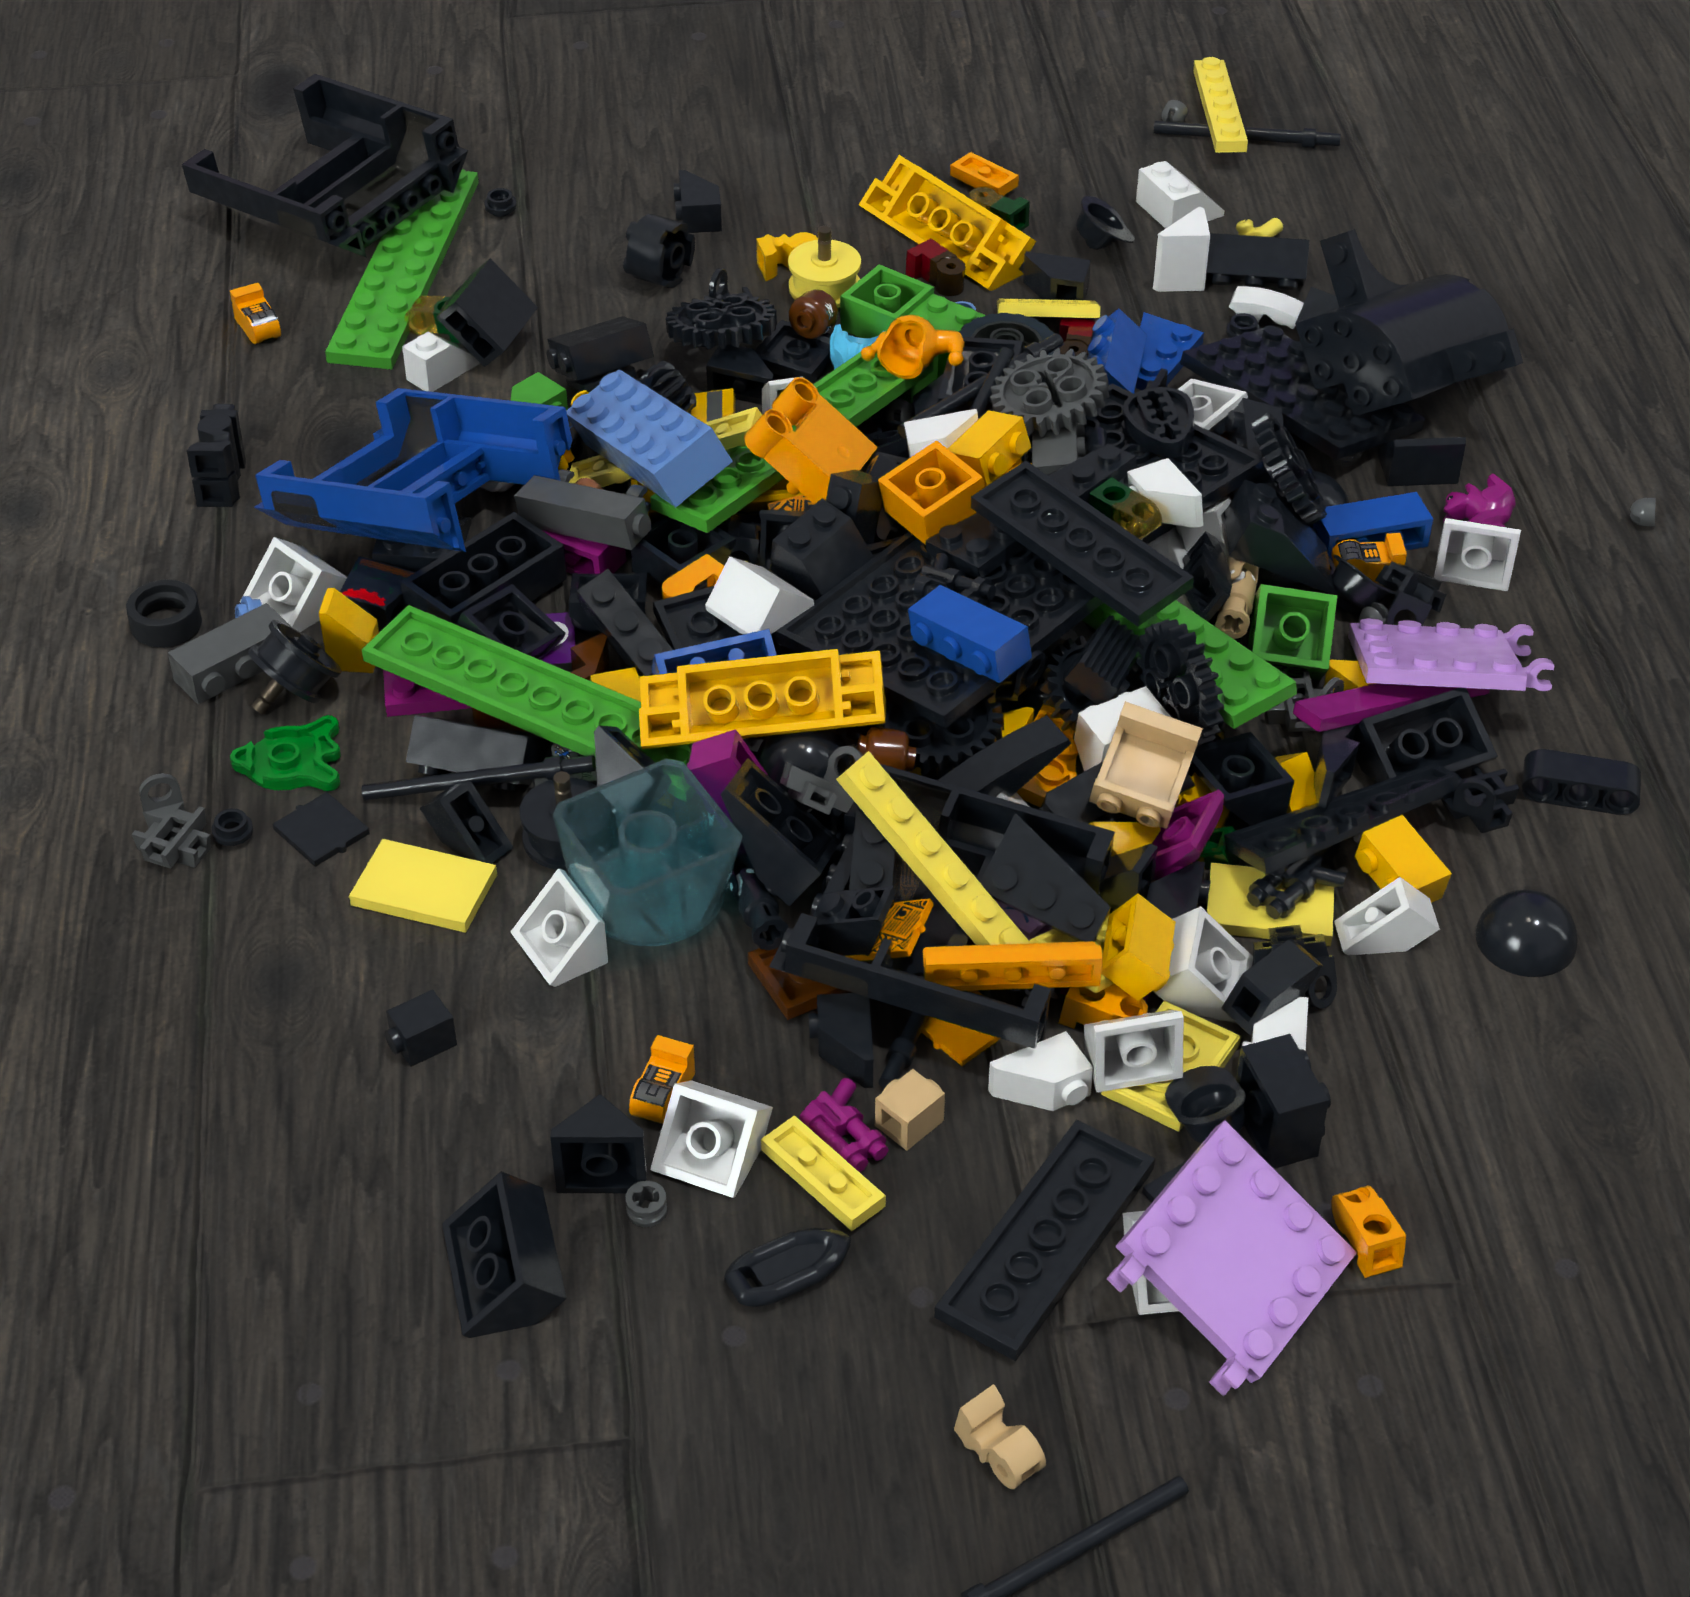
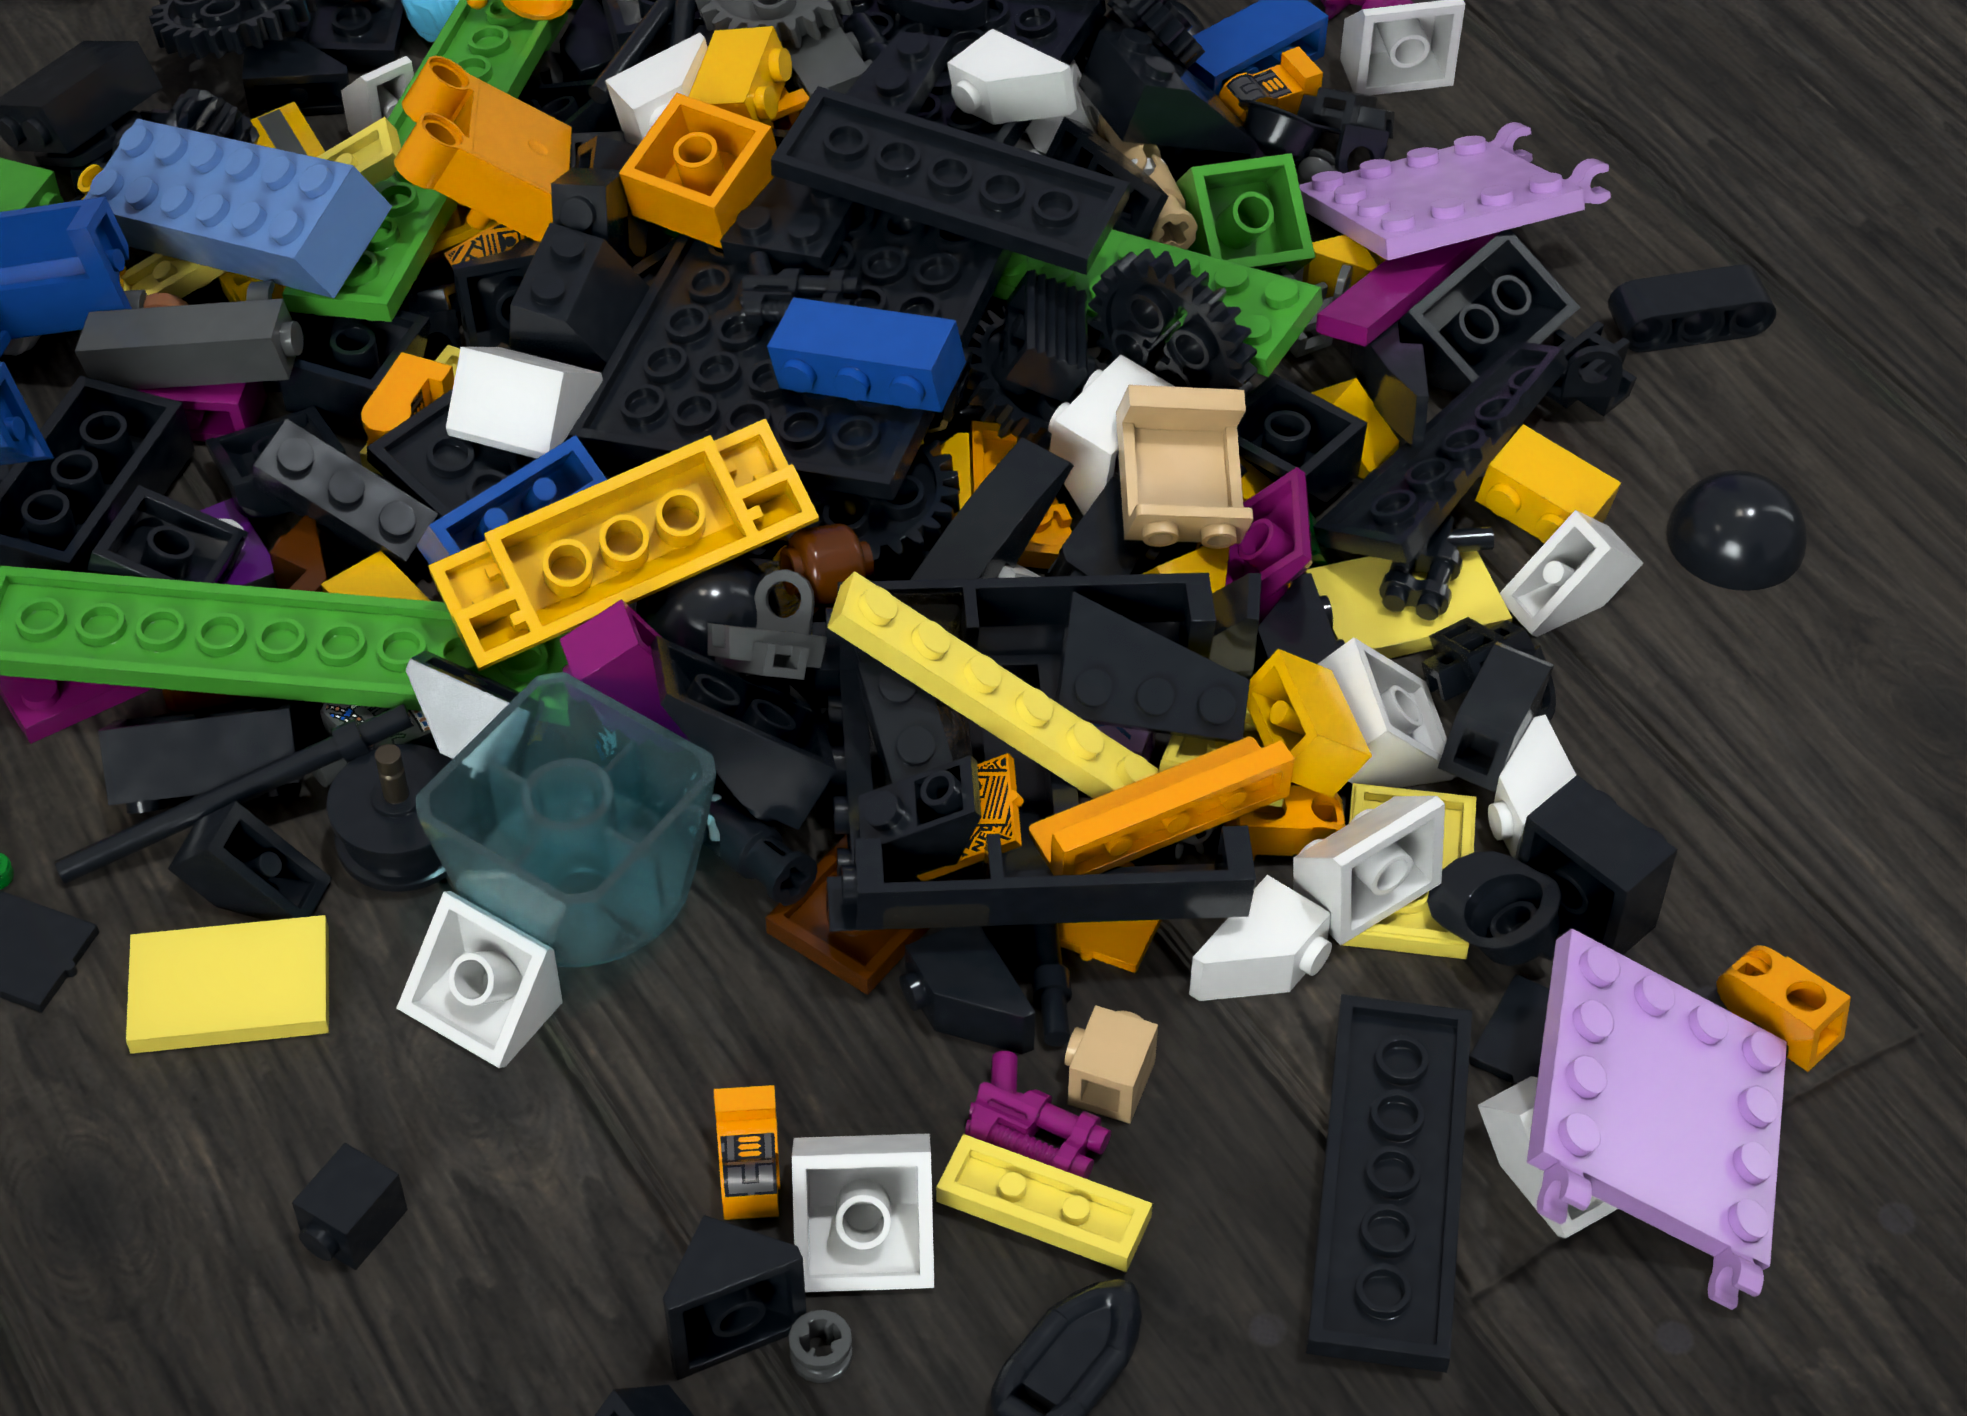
camera: 25 degrees left, 5 degrees up
(1126, 508) = (971, 110): clear yellow leg -> none

